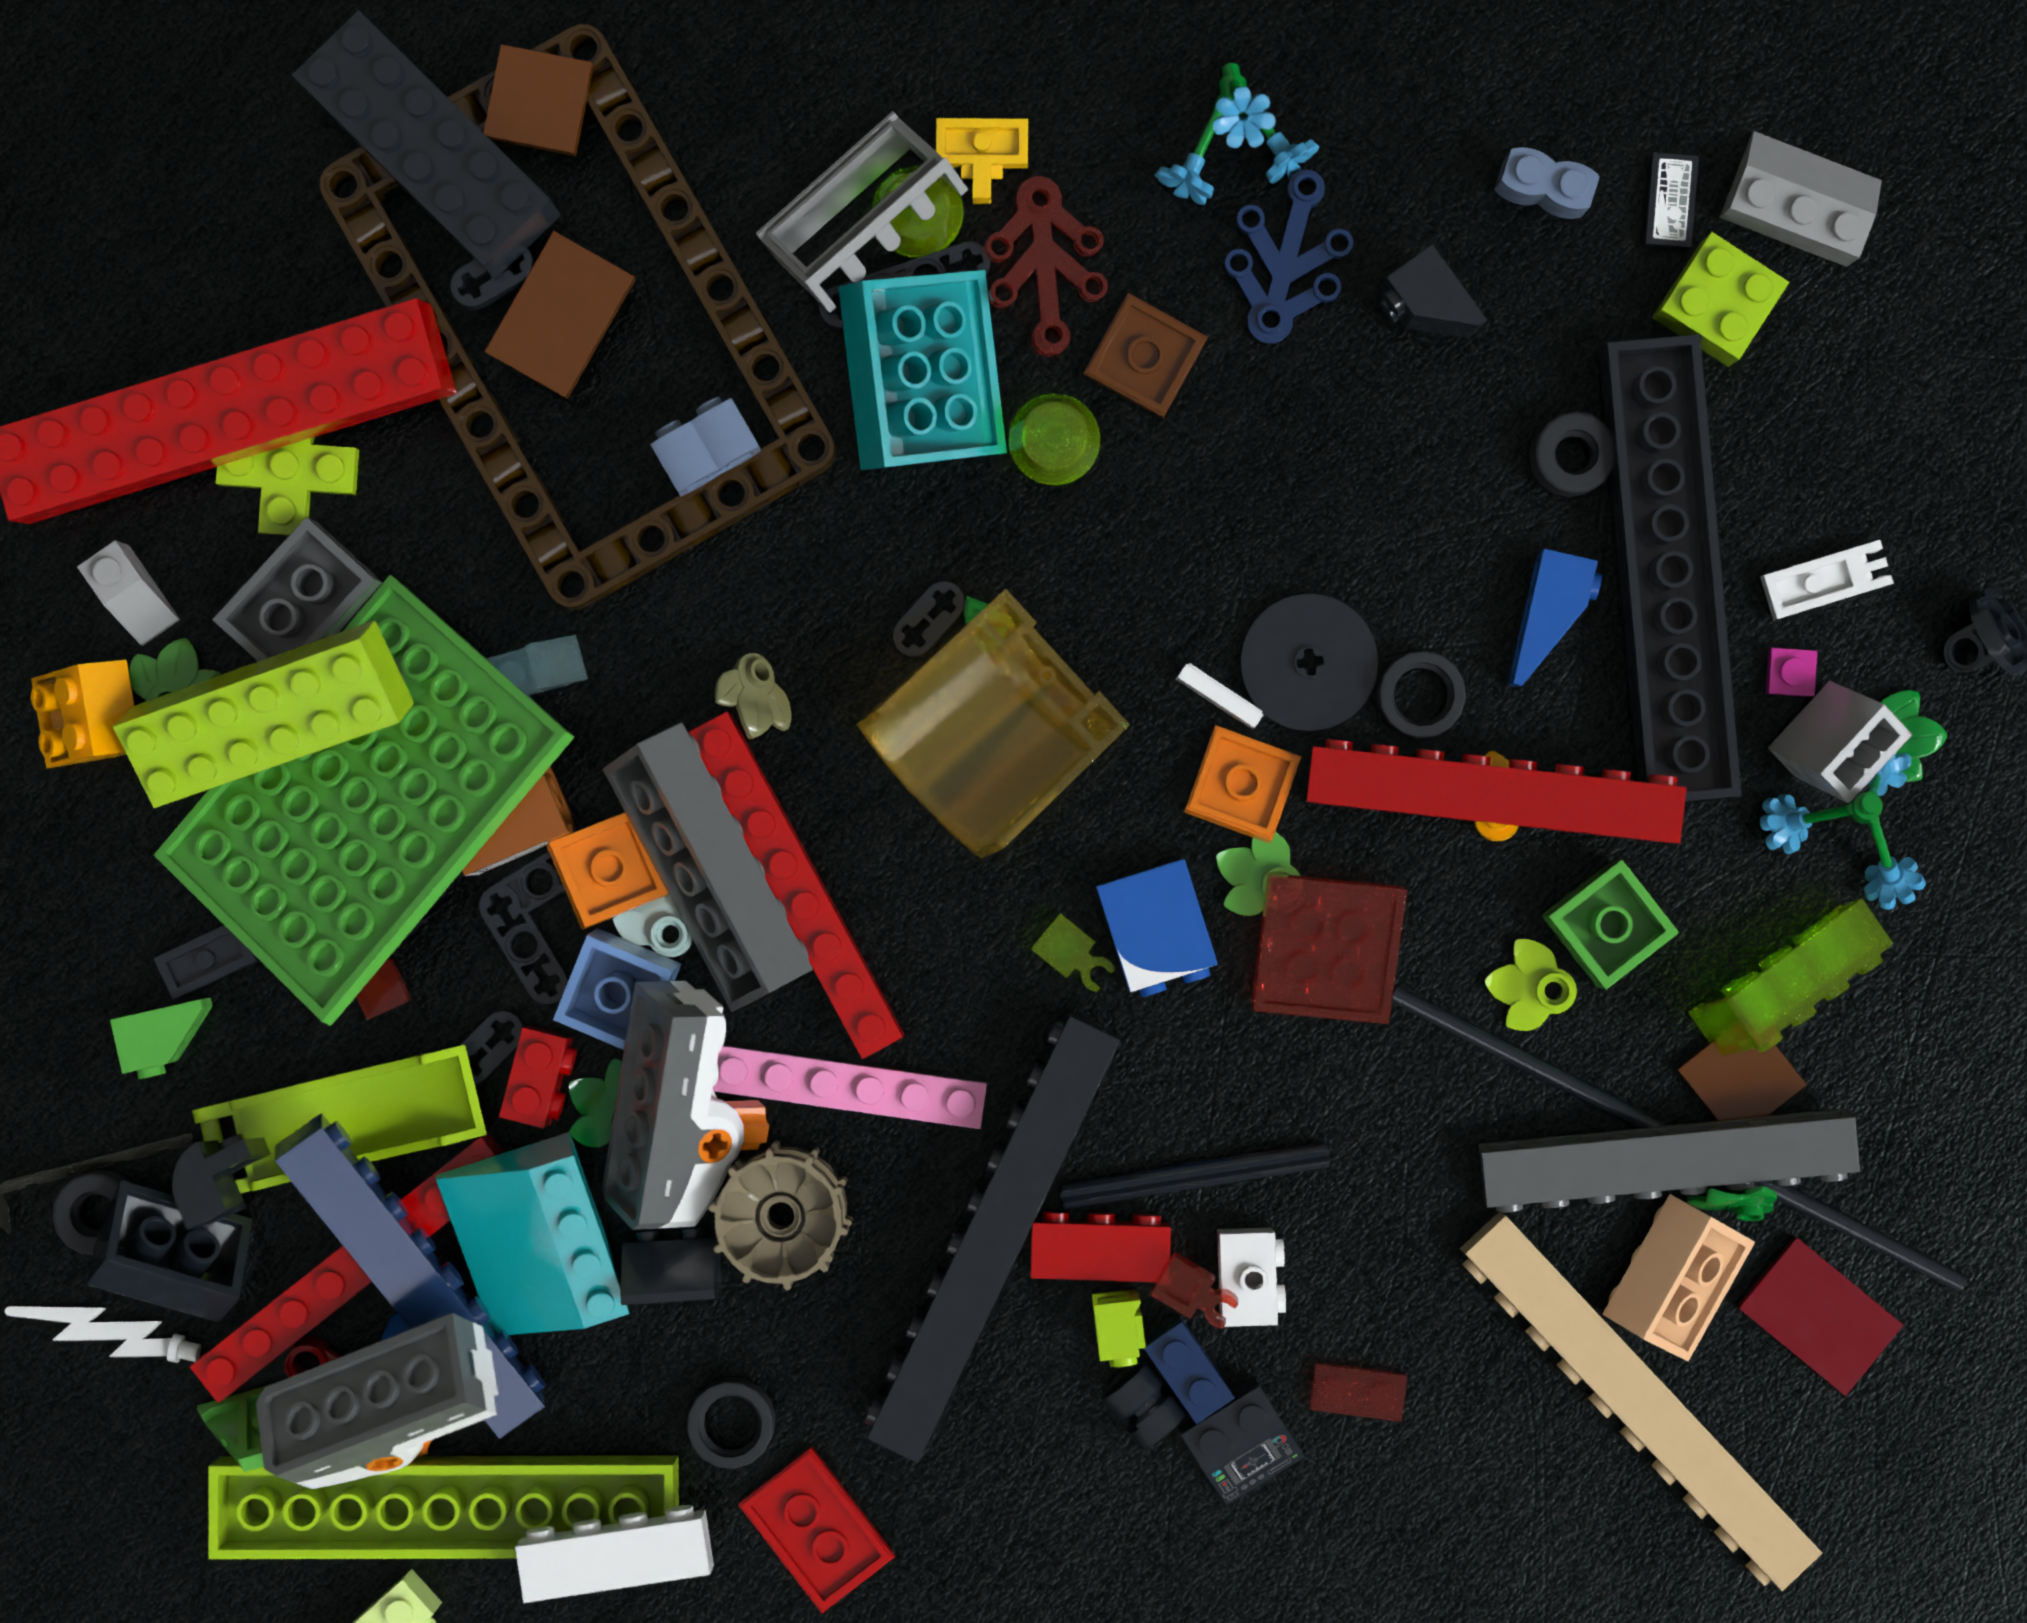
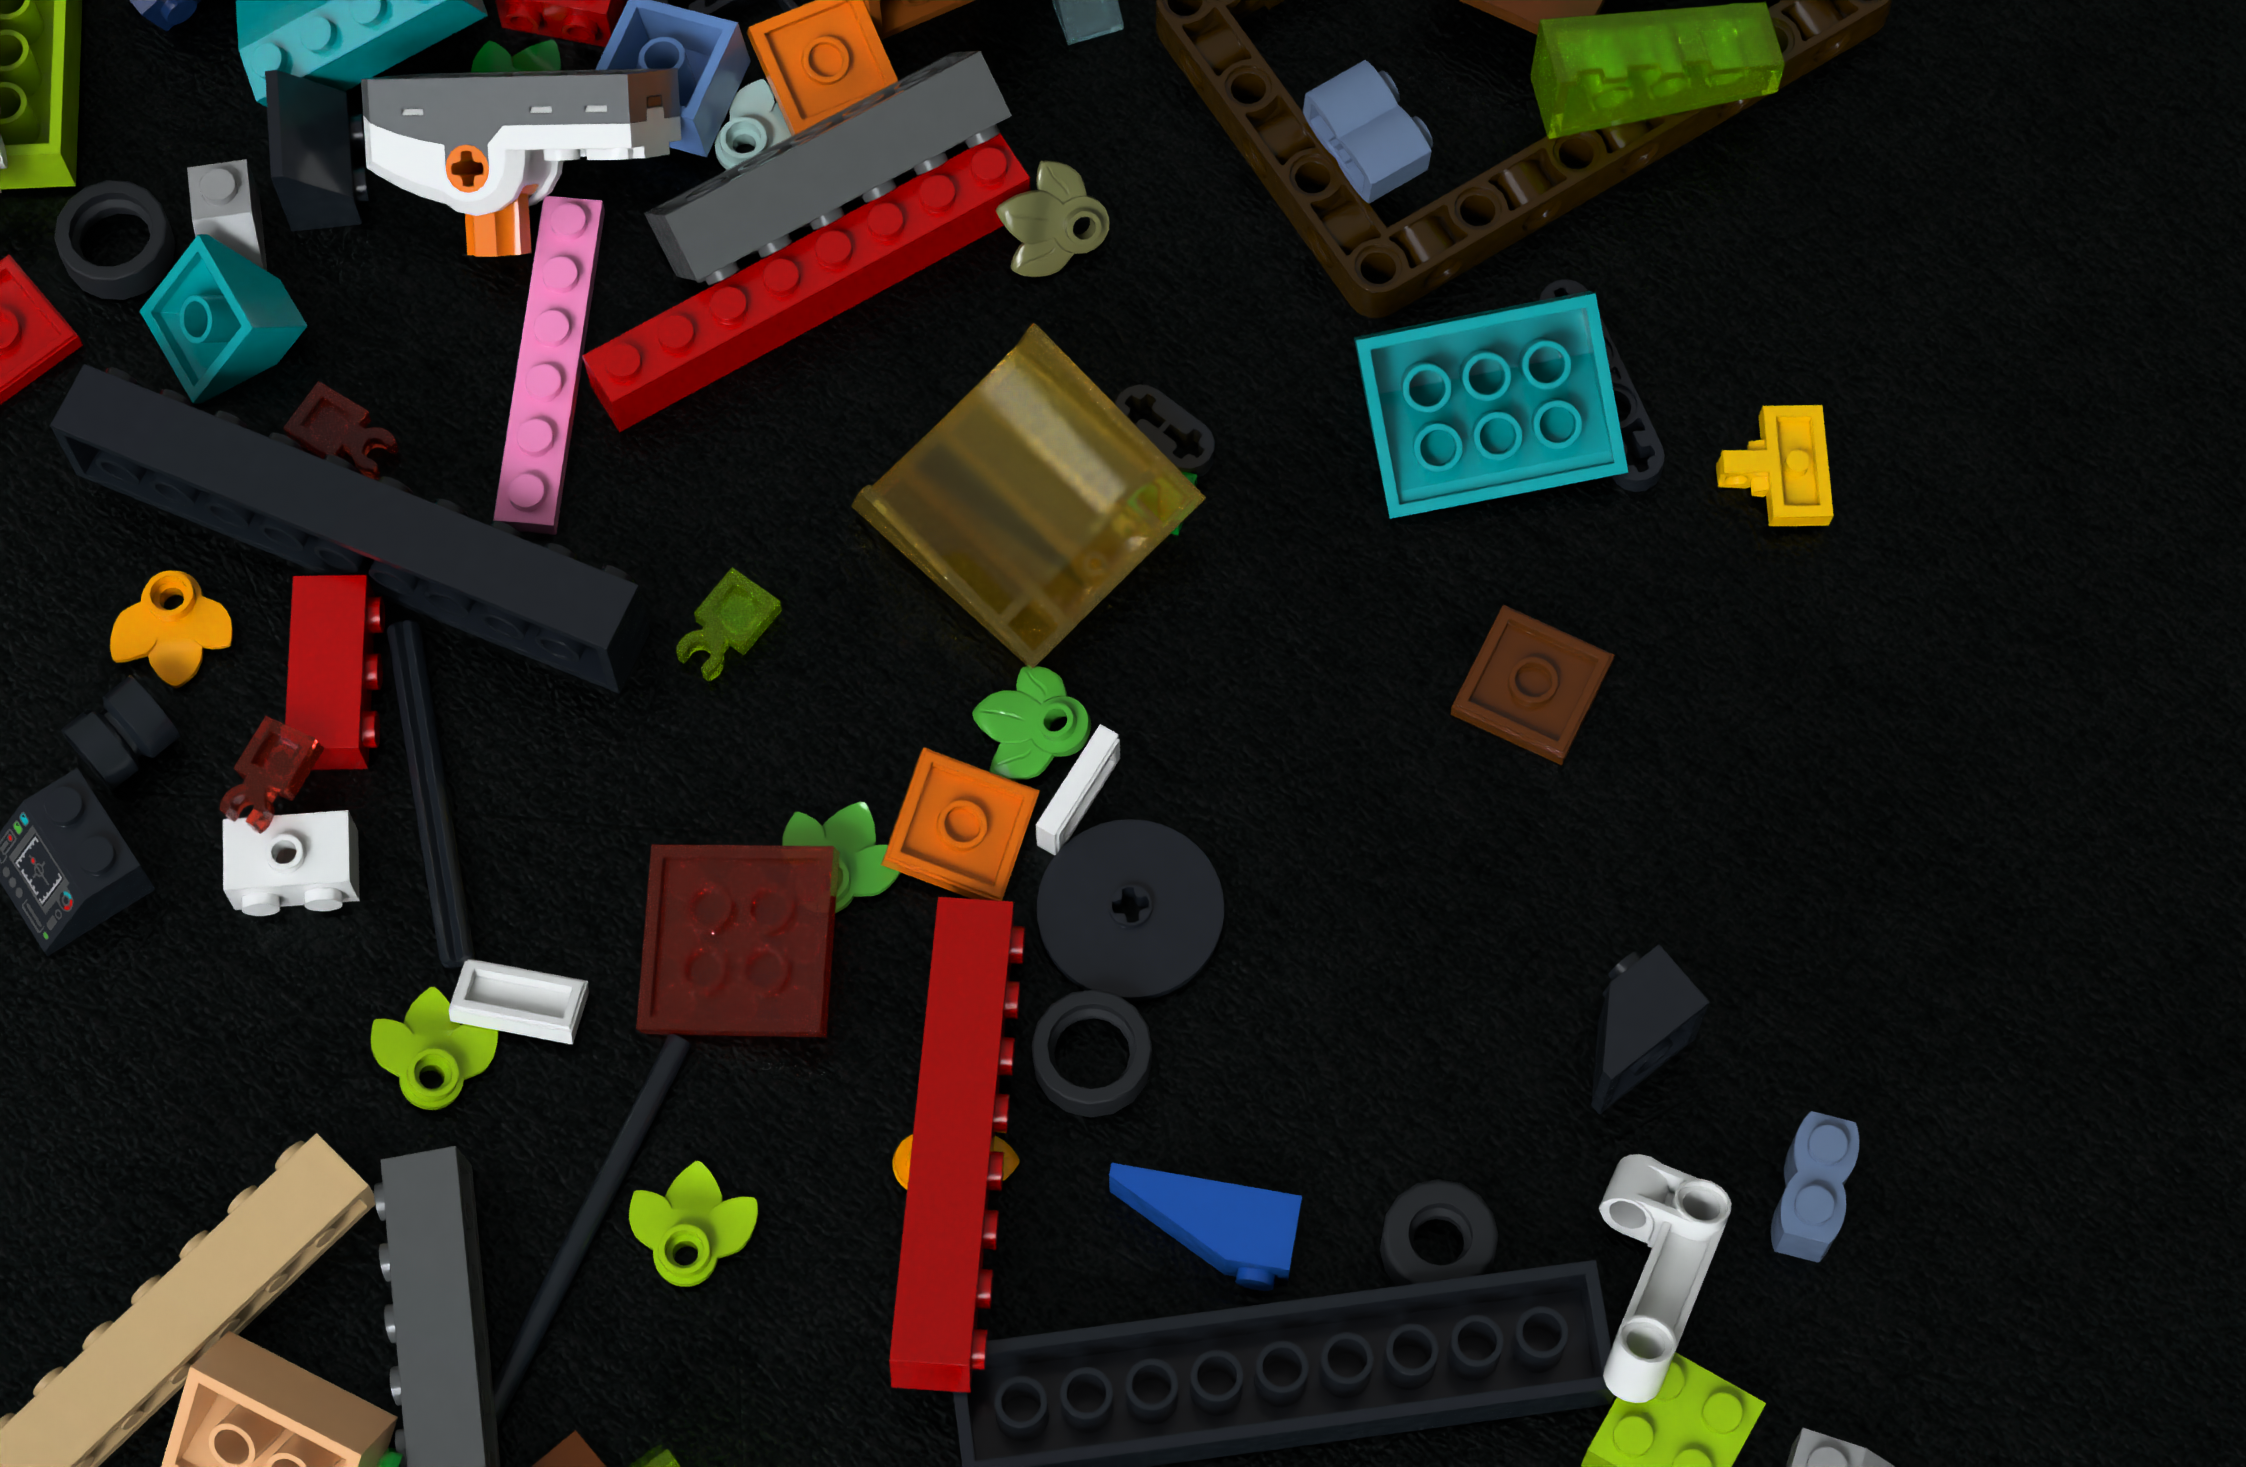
camera: 85 degrees right, 20 degrees down
(661, 218) = (1651, 64): none -> clear neon green wedge
(730, 1334) = (228, 207): none -> light grey slope
(775, 1251) = (372, 218): dark tan piece -> none
(805, 1339) = (220, 319): none -> teal slope
(838, 188) = (1703, 295): light grey window -> none
(897, 1250) = (337, 426): none -> clear red plate
(924, 236) = (1698, 391): clear neon green cone -> none
(1045, 257) = (1651, 547): clear red plant -> none
(1054, 439) = (1411, 571): clear neon green cone -> none
(1060, 1373) = (171, 637): none -> light orange plate
(1118, 1326) = (224, 685): lime window -> none
(1157, 927) = (762, 720): blue panel -> none
(1162, 736) = (1024, 720): none -> bright green plate
(1188, 1369) = (167, 786): dark blue brick -> none
(1242, 118) = (1856, 734): dark azure plant -> none
(1285, 265) = (1671, 854): dark blue plant -> none
(1358, 1391) = (131, 1018): clear red plate -> none
(1359, 1109) = (519, 1001): none -> white tile
(1386, 1171) = (432, 1044): none -> lime plate
(1554, 300) = (1683, 1227): none -> white piece
(1610, 923) = (779, 1313): bright green brick -> none
(1671, 201) = (1809, 1368): tile -> none

